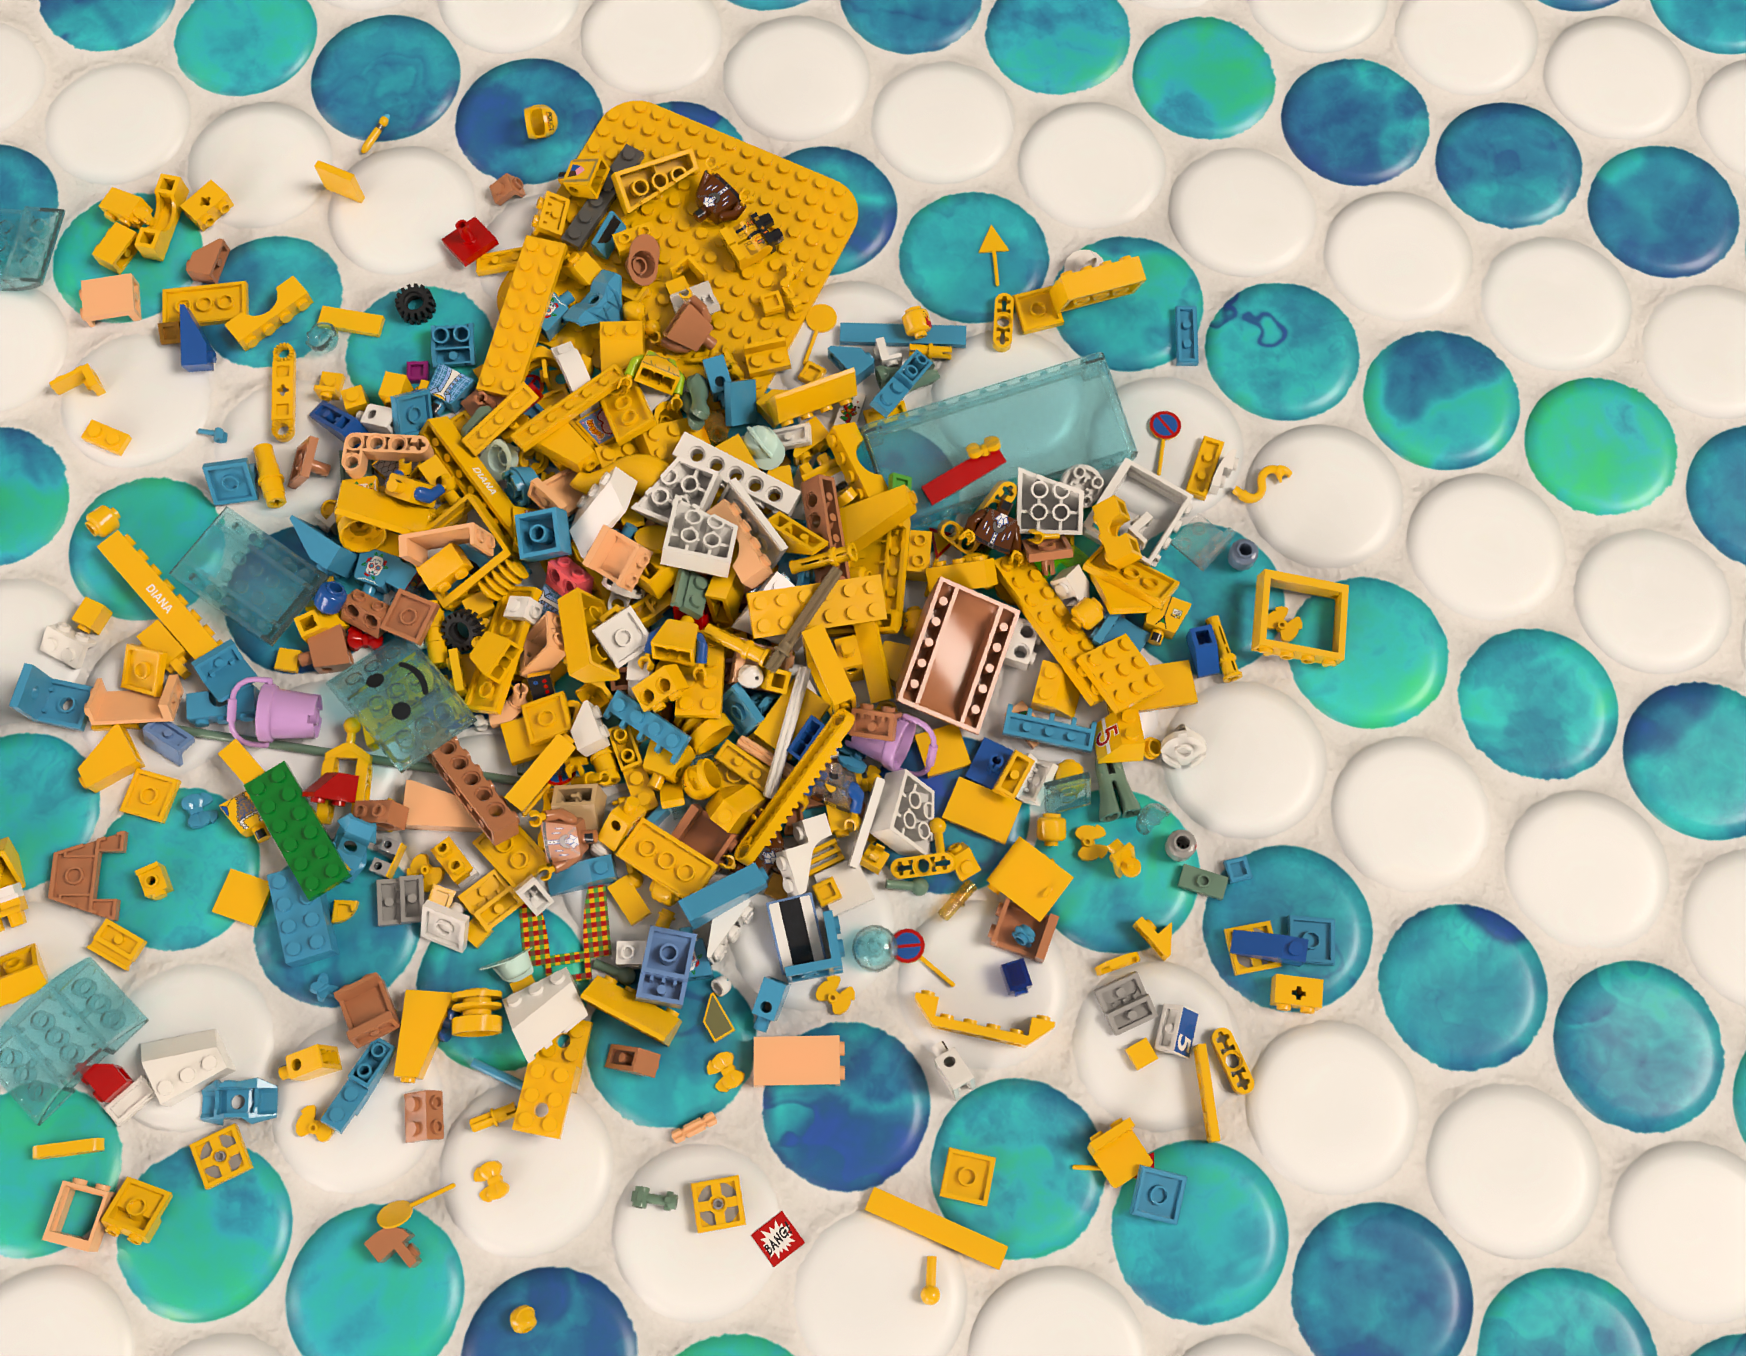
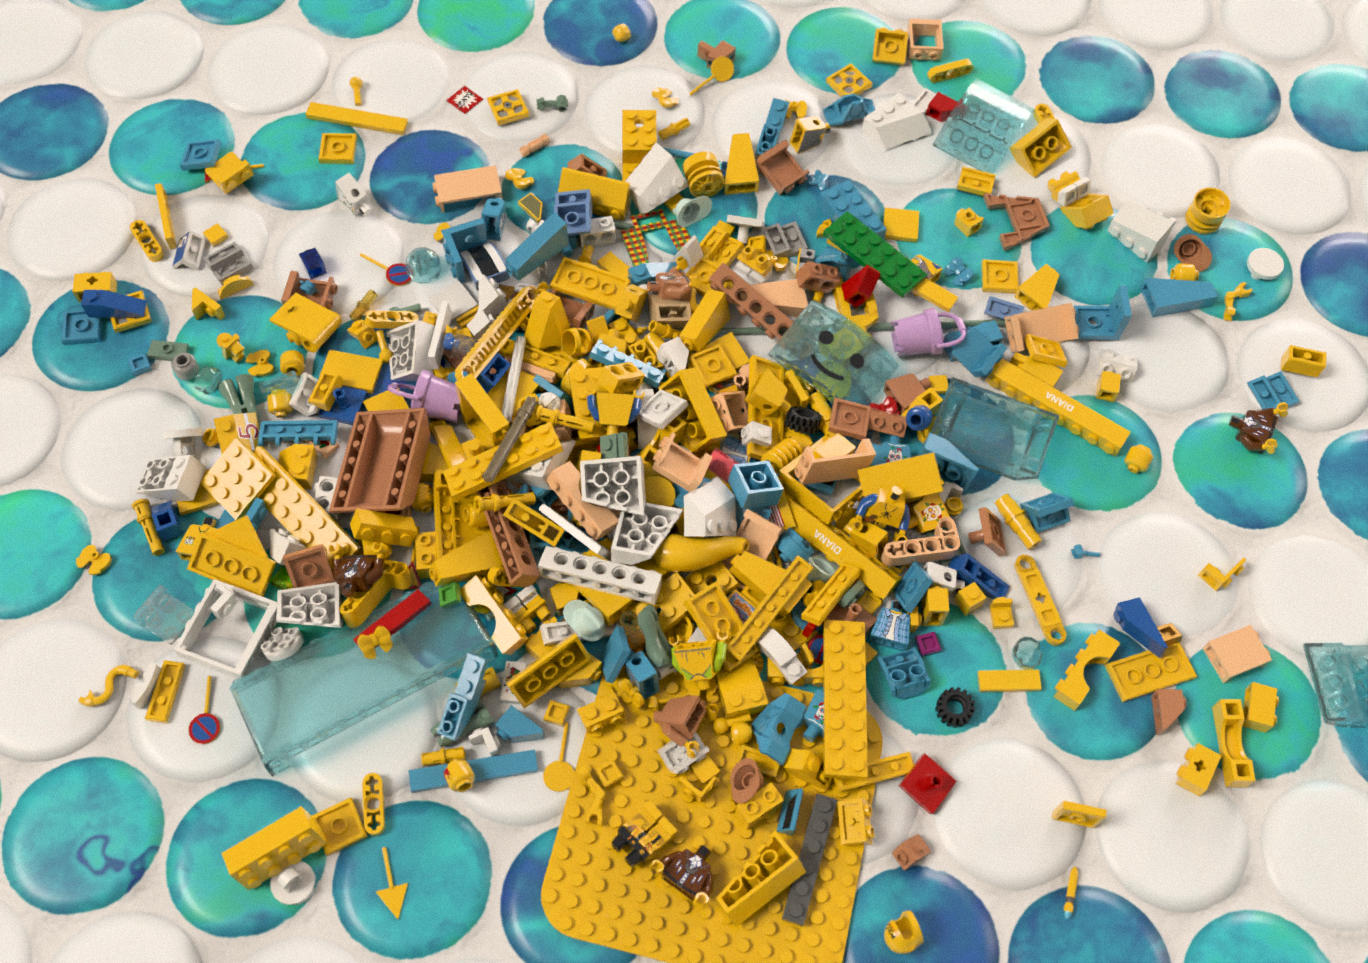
camera: 165 degrees right, 10 degrees down
(106, 437) = (1174, 532): yellow plate -> none
(126, 209) = (1270, 745): yellow hinge -> none
(424, 1116) = (721, 121): nougat bracket -> none
(585, 176) = (832, 866): yellow torso -> none
(827, 892) = (465, 292): yellow tile -> none
(875, 723) = (438, 388): nougat bracket -> none
(1037, 1028) = (293, 233): yellow slope -> none
(1039, 536) = (319, 576): yellow hand -> none
(1087, 613) = (268, 519): yellow head -> none
(1109, 517) = (241, 573): yellow arch -> none
(1186, 336) = (183, 828): dark azure tile -> none
(1197, 696) = (171, 478): none -> white slope
(1242, 554) = (126, 606): sand blue head -> none
(1306, 585) = (79, 587): yellow window -> none

